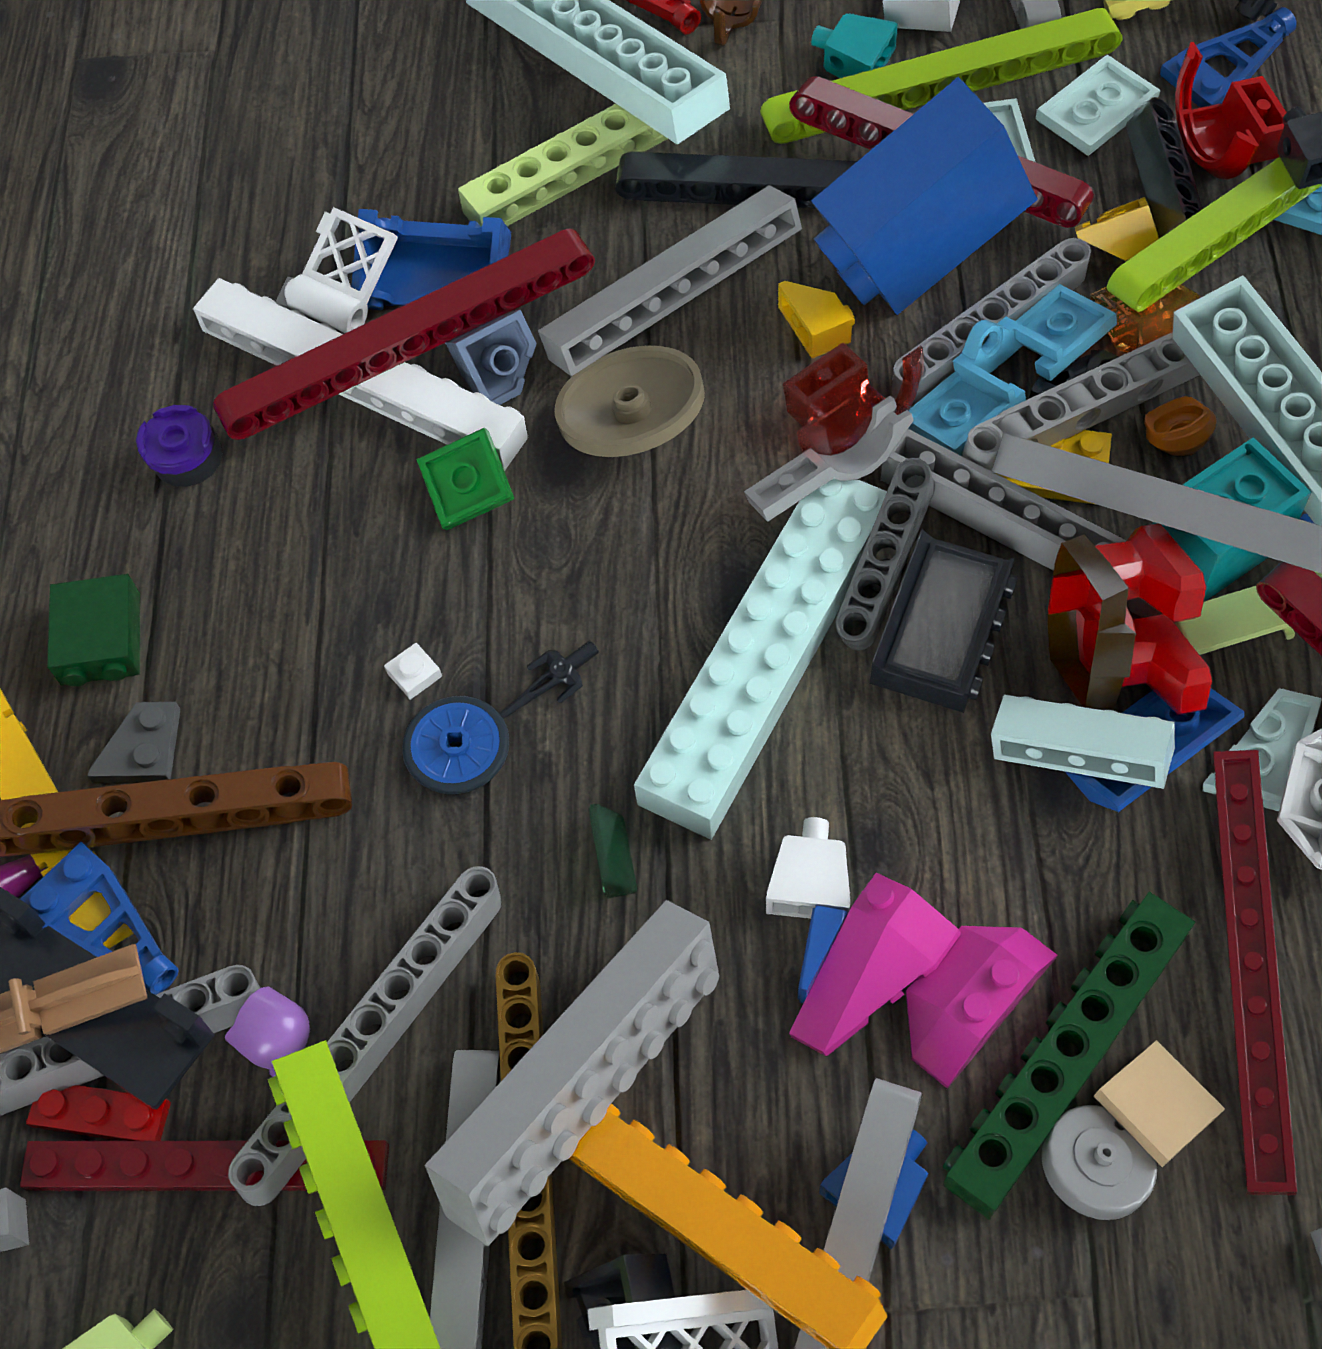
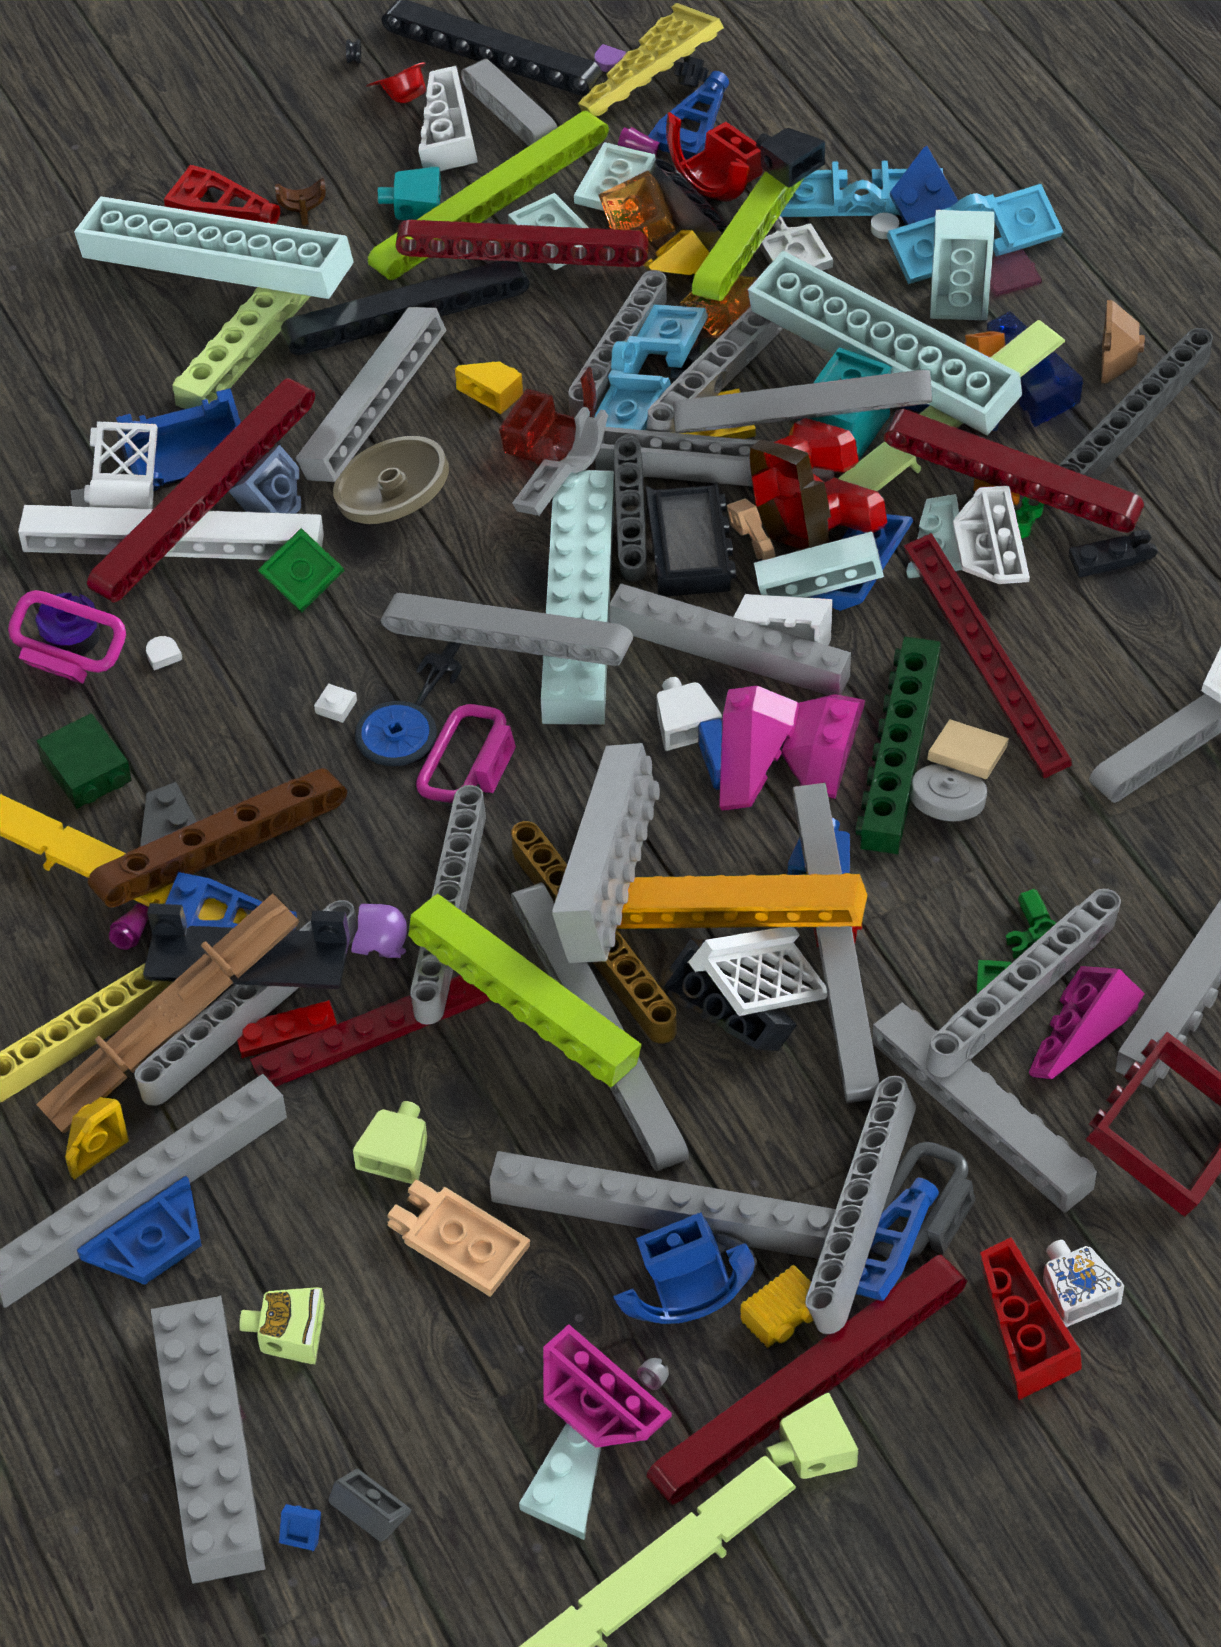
camera: 30 degrees left, 10 degrees down
(138, 483) = (58, 660): none -> dark pink bar
(264, 520) = (162, 652): none -> white tile
(543, 834) = (489, 762): none -> dark pink bar
(612, 852) = (541, 753): clear green slope -> none
(649, 672) = (507, 629): none -> light grey beam
(923, 199) = (540, 274): blue brick -> none
(924, 796) = (731, 640): none -> light grey brick
(1000, 802) = (792, 615): none -> white wedge
(1028, 627) = (746, 520): none -> light nougat piece
(1103, 151) = (638, 206): none -> clear orange slope
(1148, 66) = (638, 141): none -> magenta cone
(1180, 426) = (783, 367): orange hat -> none
(1276, 270) = (798, 241): none -> white plate

